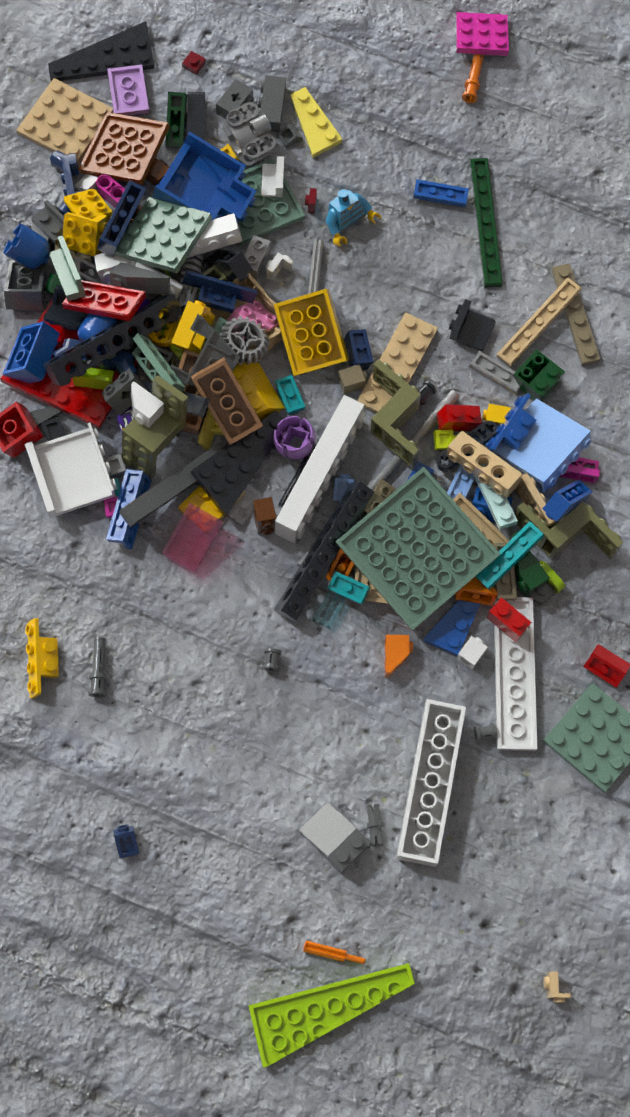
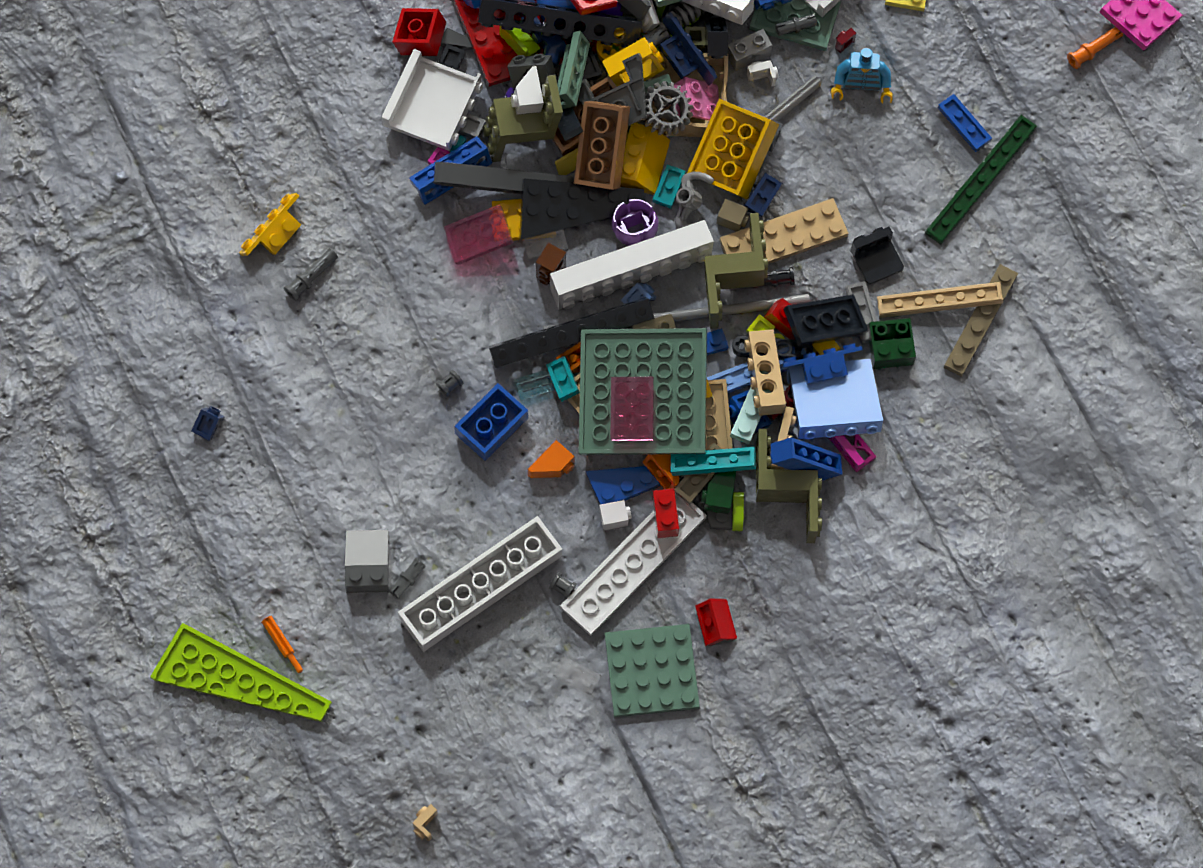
camera: 45 degrees right, 0 degrees up
(271, 215) = (796, 24): none -> dark grey pin
(309, 391) = (688, 198): none -> light grey piece
(329, 661) = (491, 422): none -> blue brick
(424, 566) = (632, 409): none -> clear pink plate
(486, 396) = (825, 320): none -> black plate

